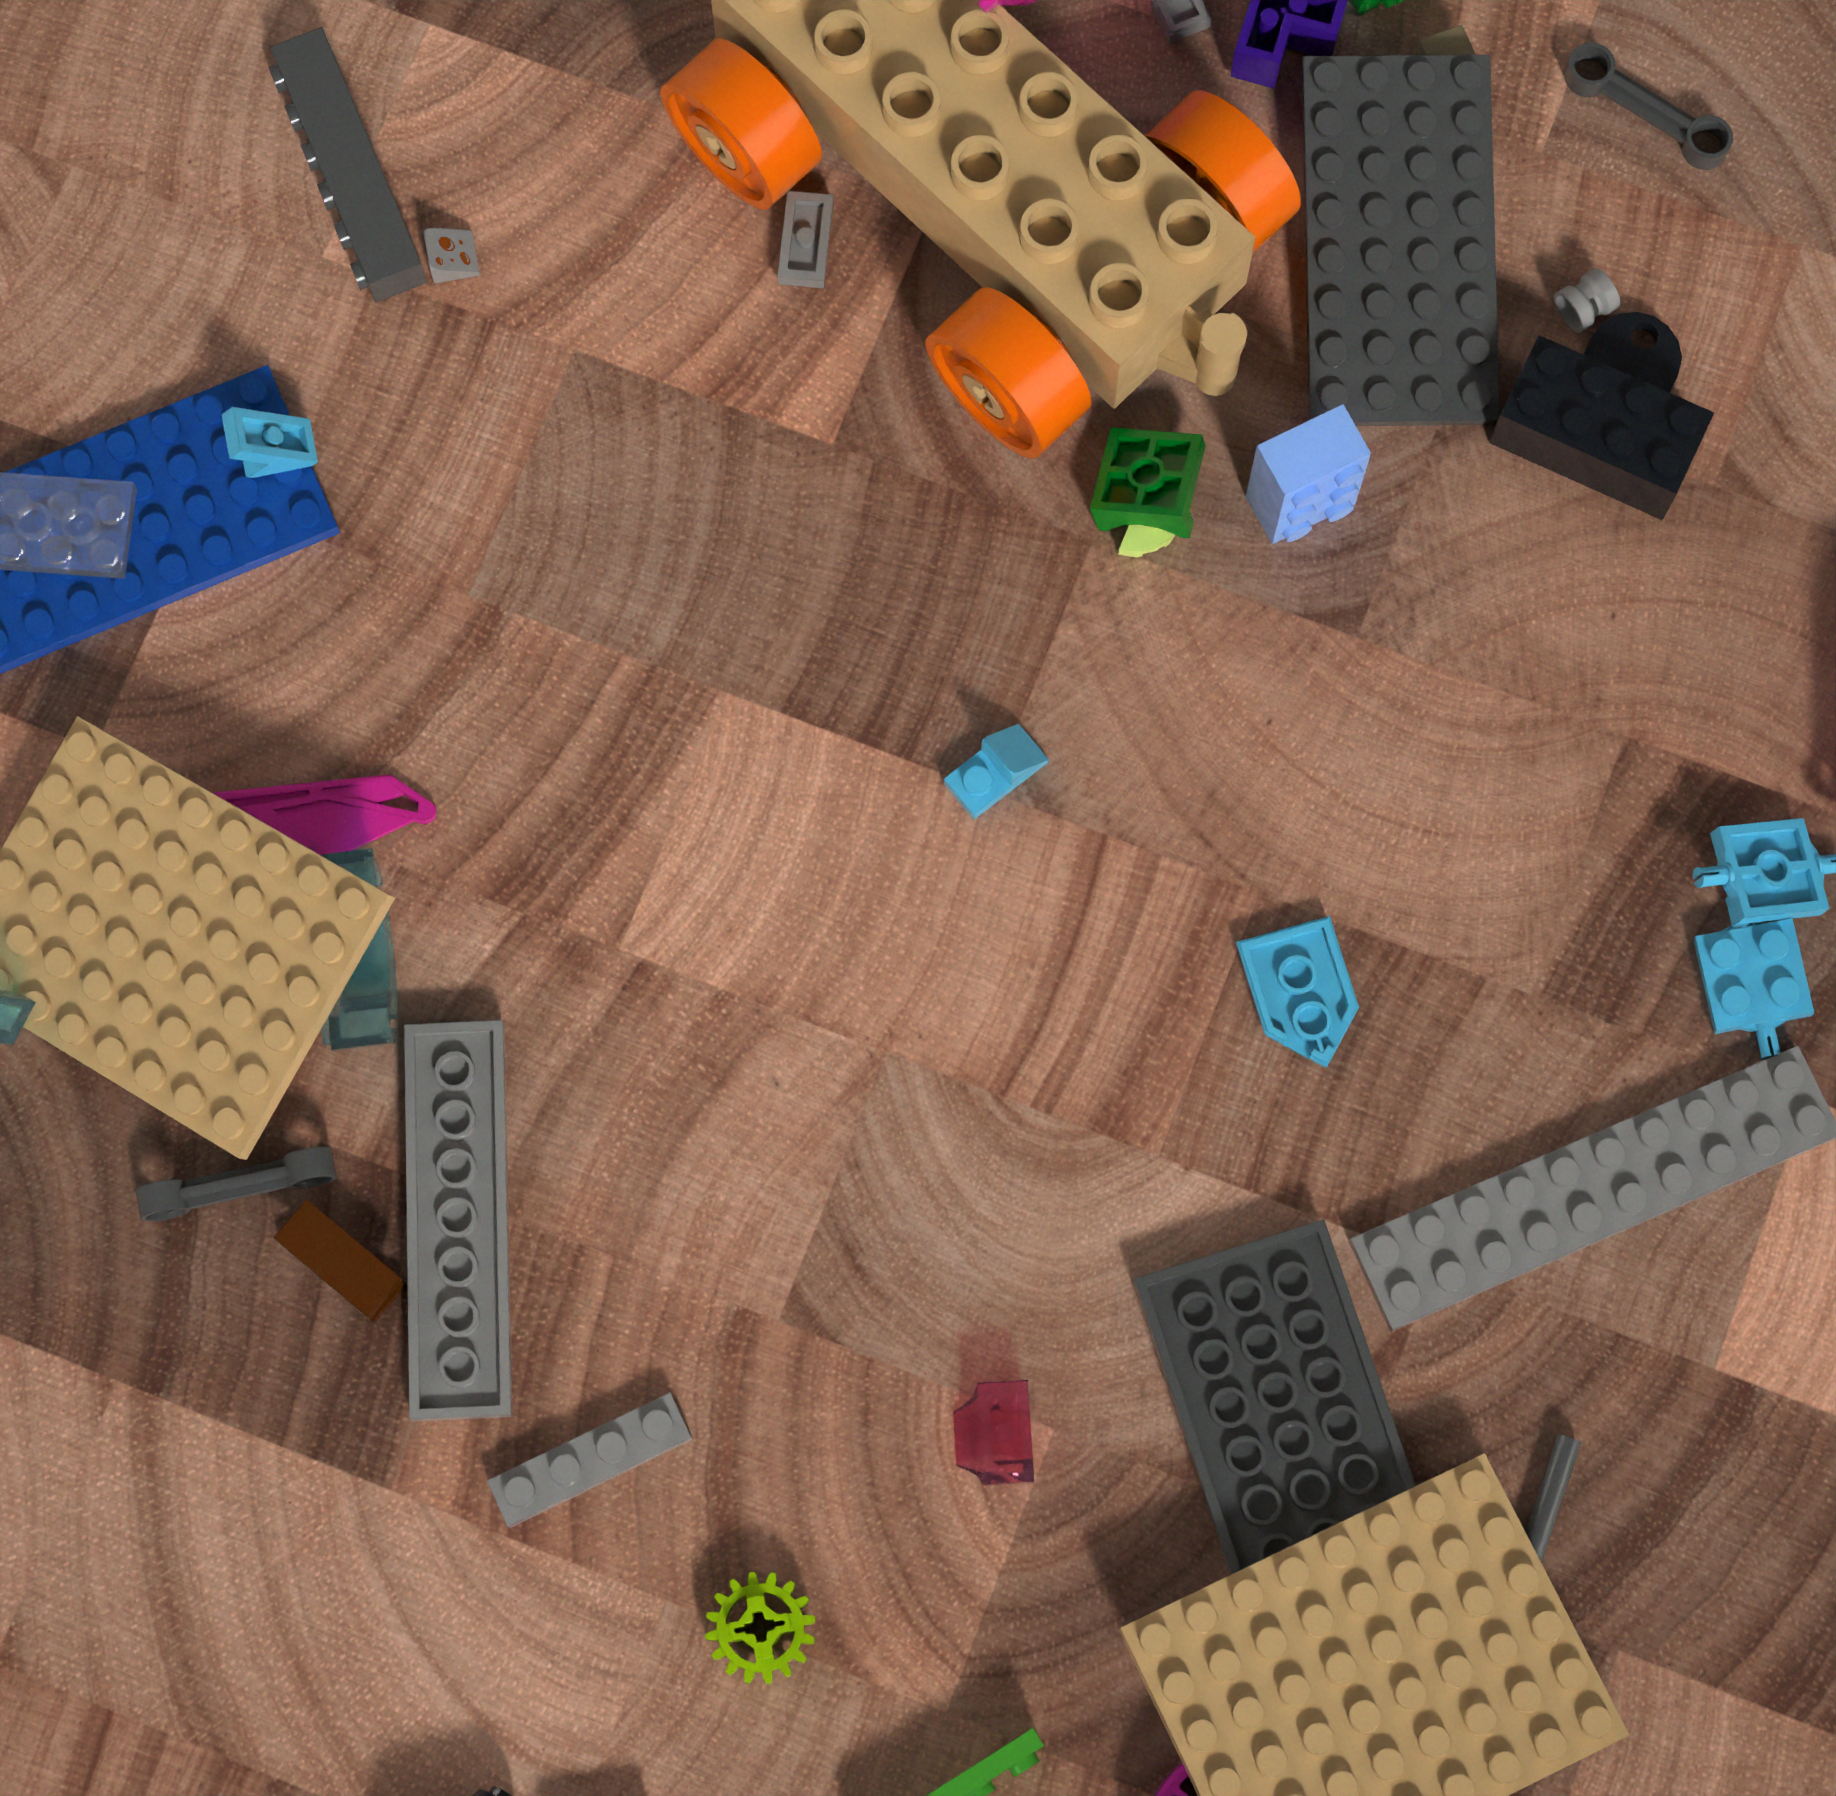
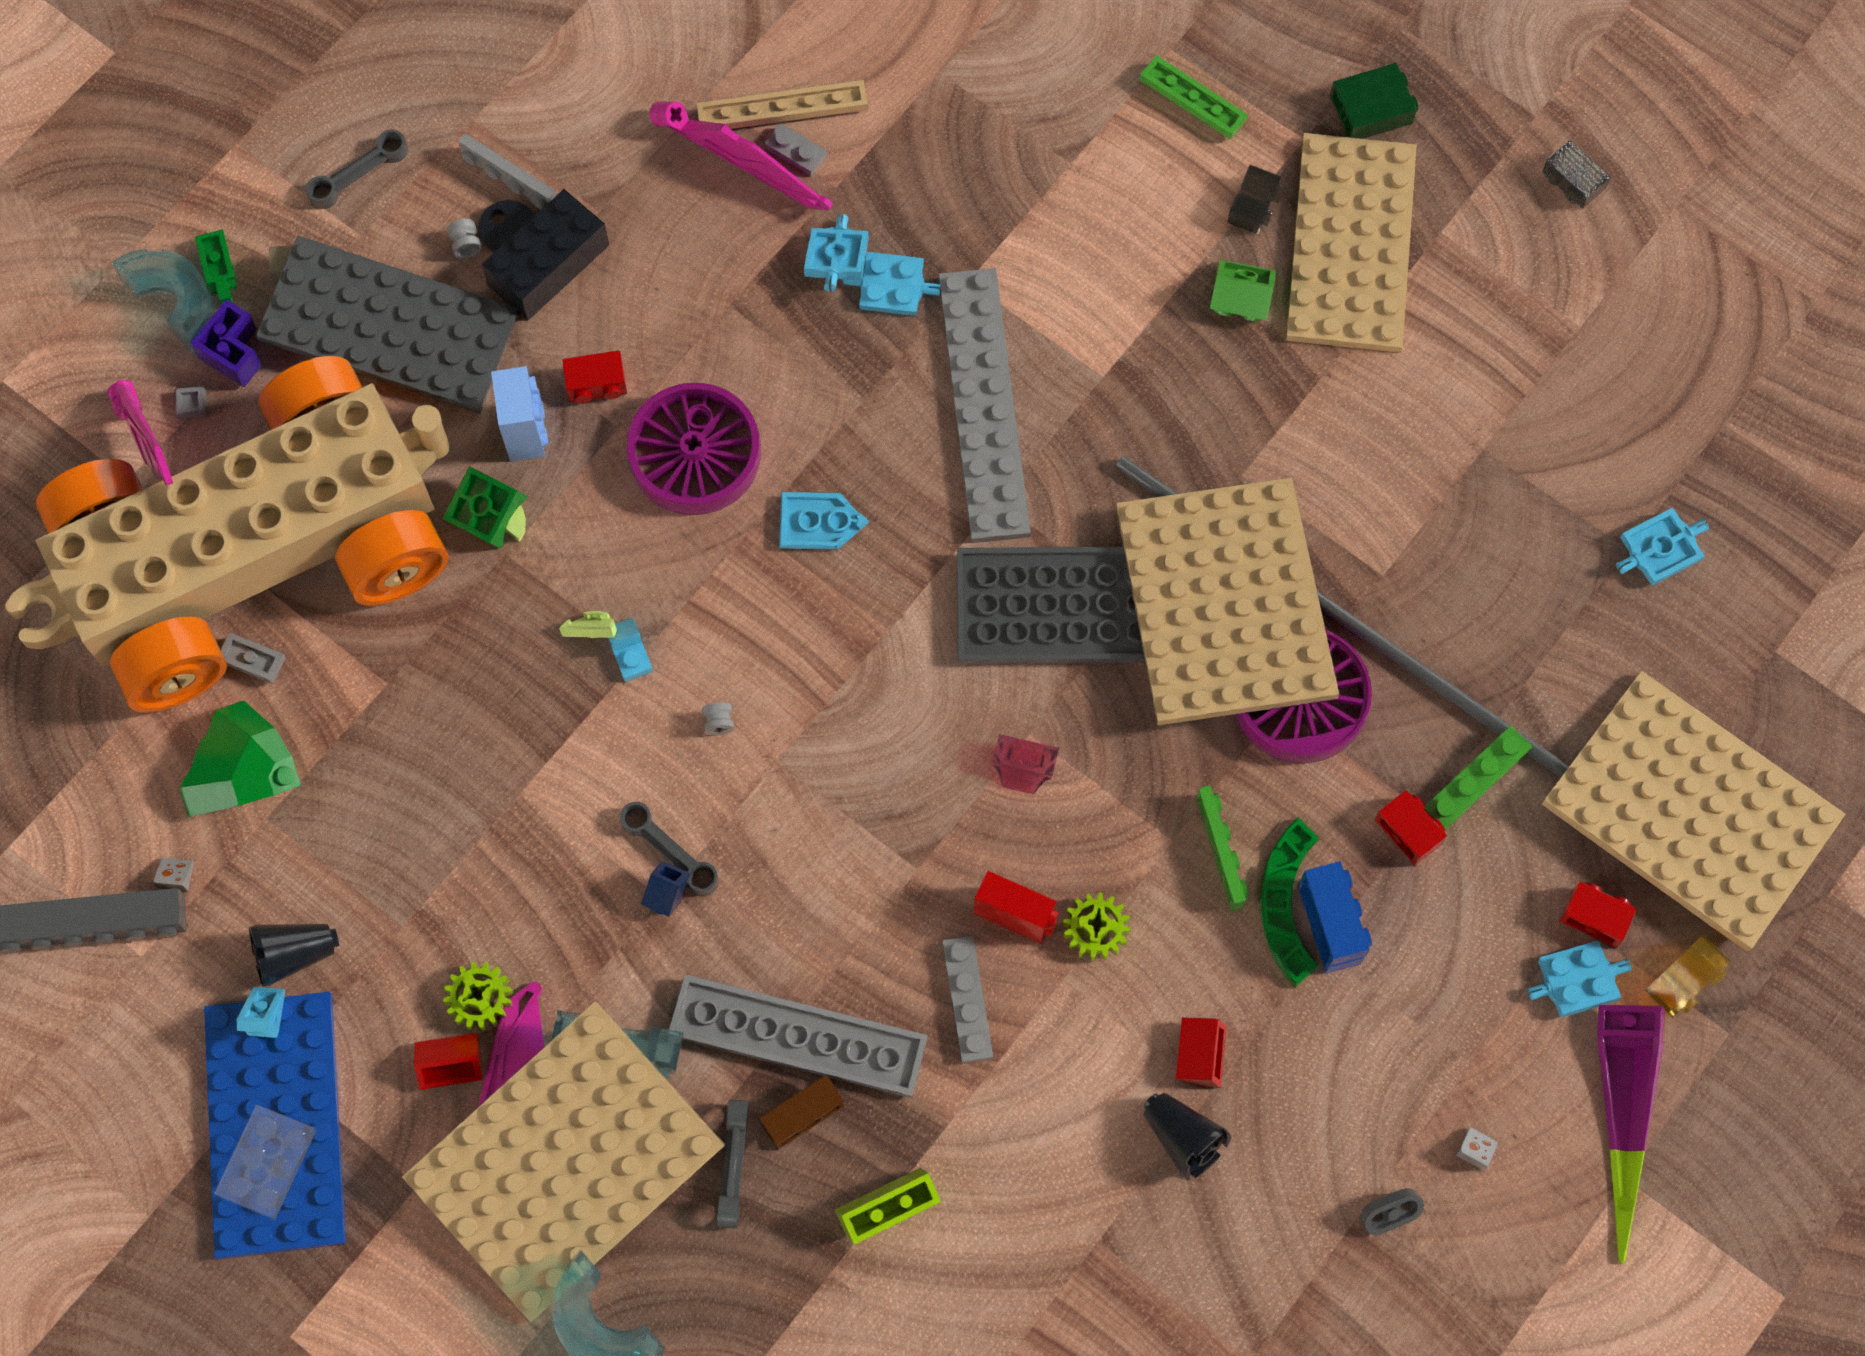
camera: 75 degrees left, 5 degrees down
(227, 1433) = (887, 1205): none -> lime brick
(280, 725) = (448, 1061): none -> red brick
(375, 750) = (467, 1001): none -> lime gear
(378, 446) = (289, 948): none -> black cone
(624, 947) = (665, 889): none -> dark blue brick
(632, 275) = (237, 762): none -> green brick
(695, 934) = (668, 848): none -> dark grey piece
(745, 1489) = (1015, 907): none -> red brick
(921, 939) = (718, 718): none -> light grey wheel
(1012, 704) = (592, 625): none -> yellowish green plate
(1264, 772) = (705, 453): none -> magenta piece
(1422, 571) = (594, 377): none -> red brick
(1726, 308) = (500, 168): none -> light grey plate

